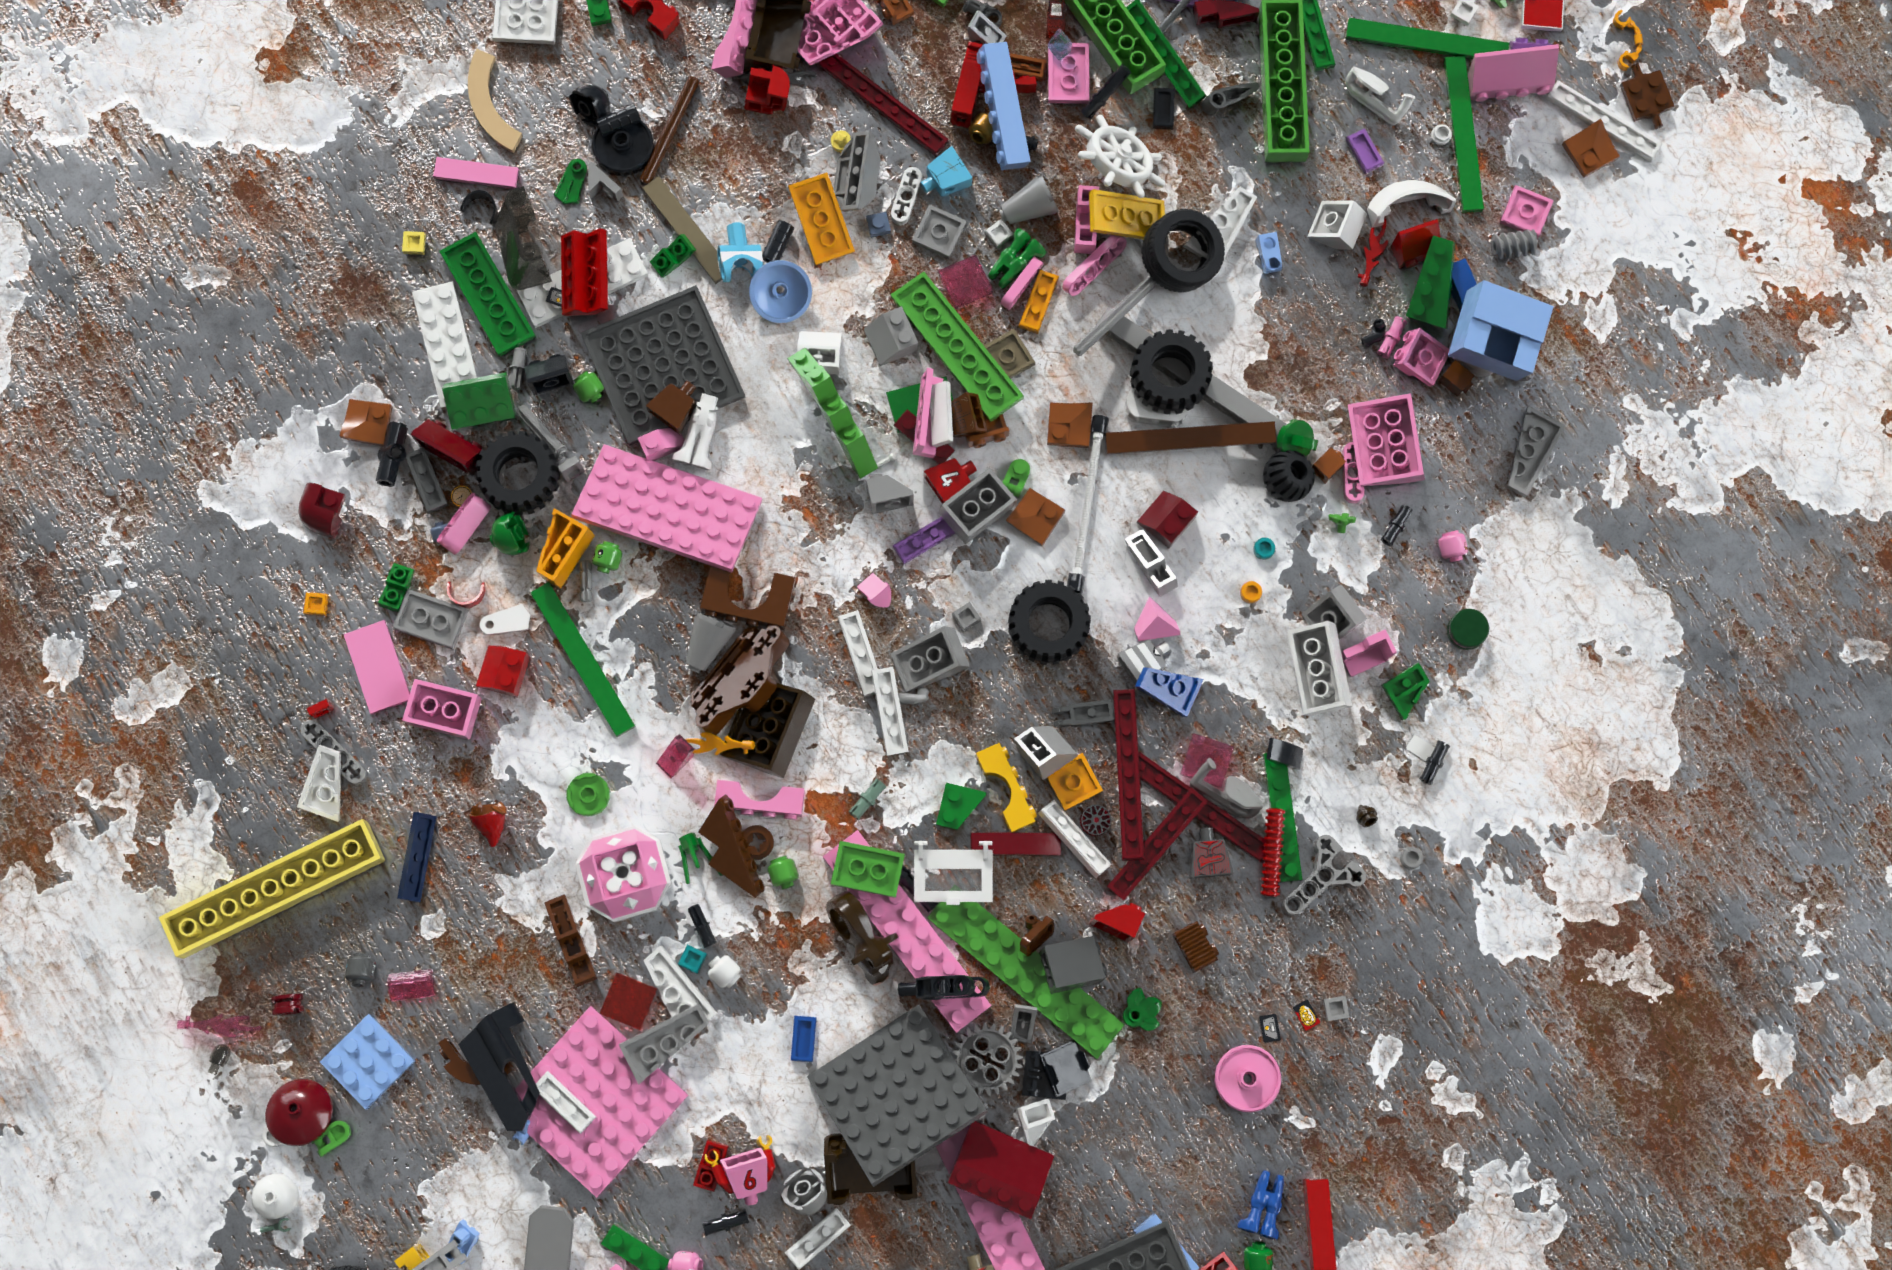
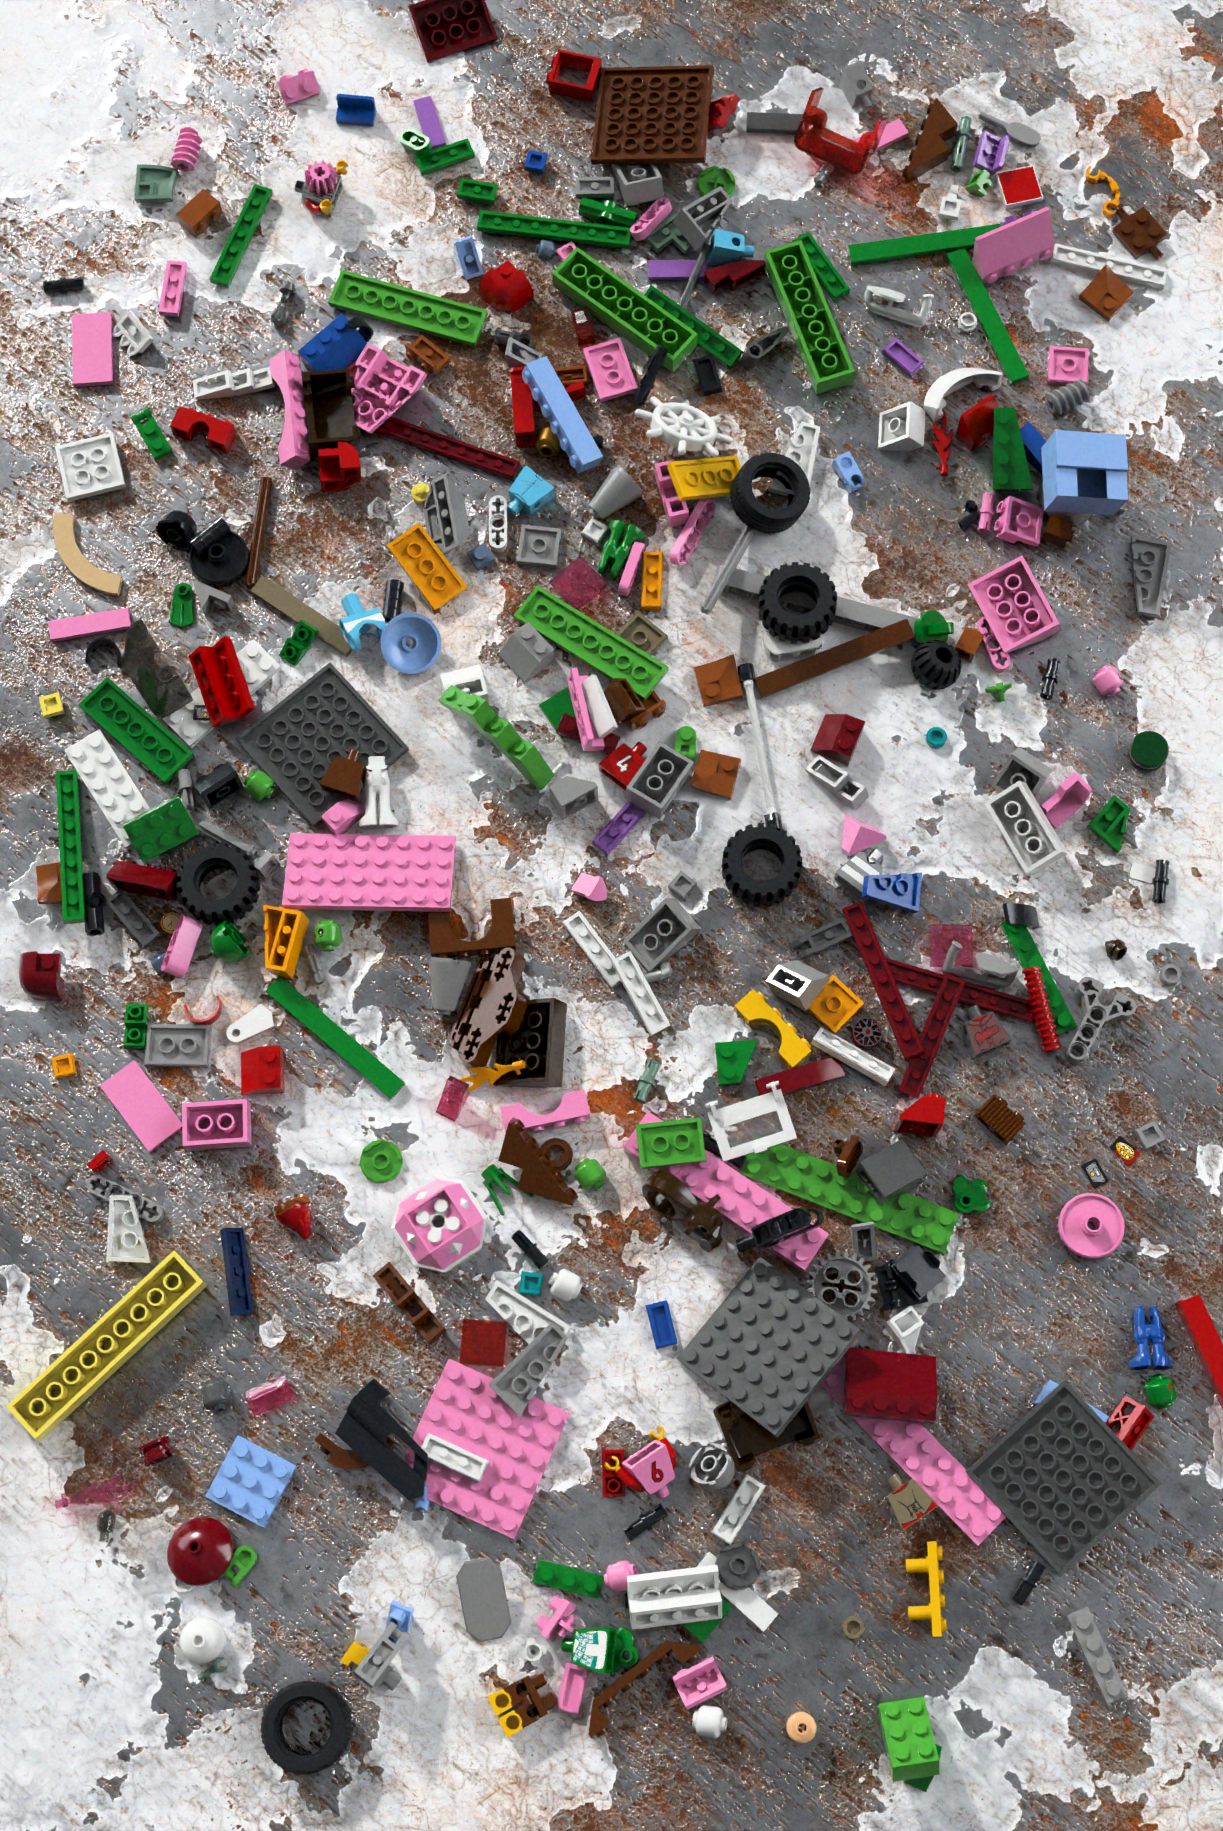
camera: 10 degrees left, 5 degrees down
(387, 391) = (70, 847): none -> green plate
(1060, 44) = (594, 346): clear light blue slope -> none
(1251, 592) = (937, 780): light orange tile -> none

